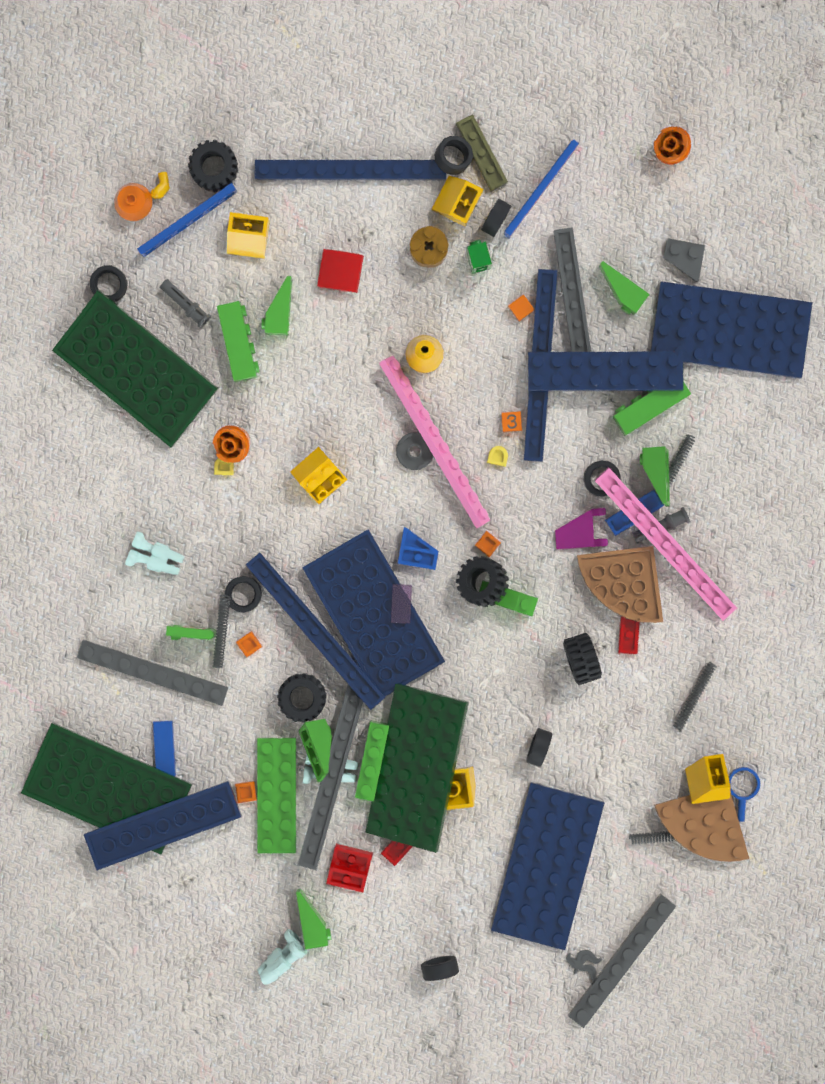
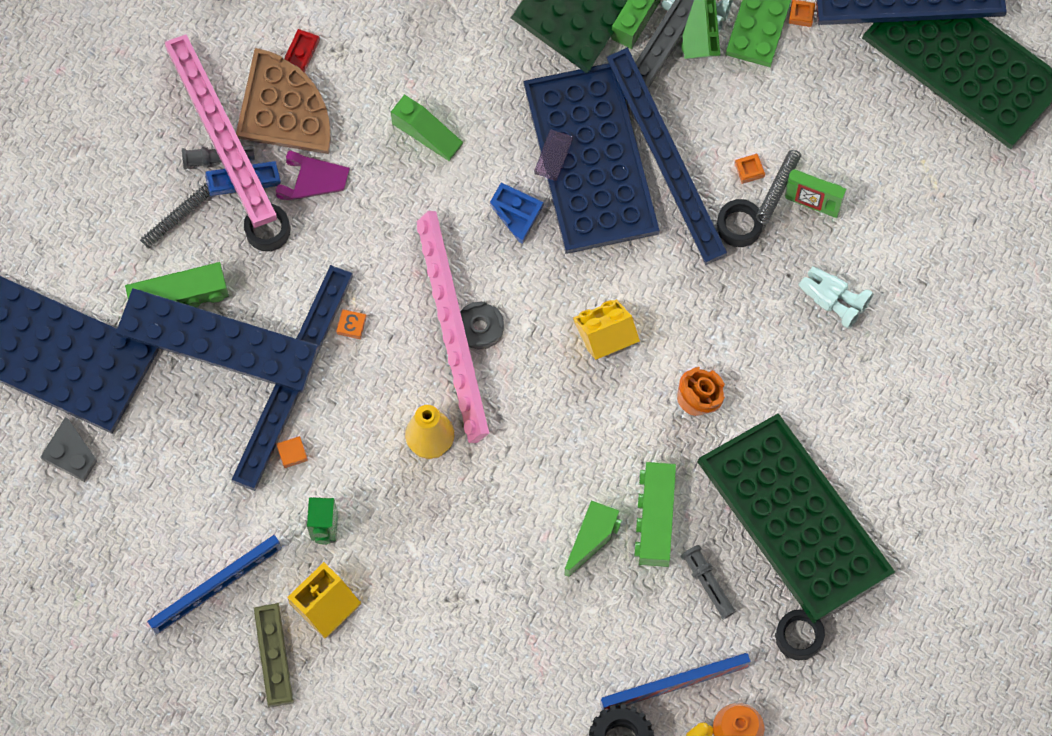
camera: 165 degrees left, 20 degrees down
(152, 672) = (875, 170): dark grey plate -> none
(164, 746) = (883, 87): blue tile -> none
(223, 468) = (723, 371): light yellow tile -> none
(247, 235) = (603, 639): yellow slope -> none
(293, 712) = (704, 72): black tyre -> none
(340, 271) = (500, 562): red slope -> none
(348, 170) = (447, 685): dark blue plate -> none
(428, 258) = (368, 562): pearl gold brick -> none
(444, 164) = (292, 652): black tyre -> none
(468, 578) = (464, 138): black tyre -> none
(487, 544) = (428, 196): orange tile -> none
(496, 217) = (283, 562): black tyre -> none
(498, 456) = (382, 290): light yellow tile -> none
(572, 290) = (222, 451): dark grey plate -> none
(582, 658) = (362, 33): black tyre -> none
(625, 291) = (157, 428): bright green slope -> none
(656, 465) = (198, 216): bright green slope -> none
(672, 145) = (32, 582): orange cone -> none

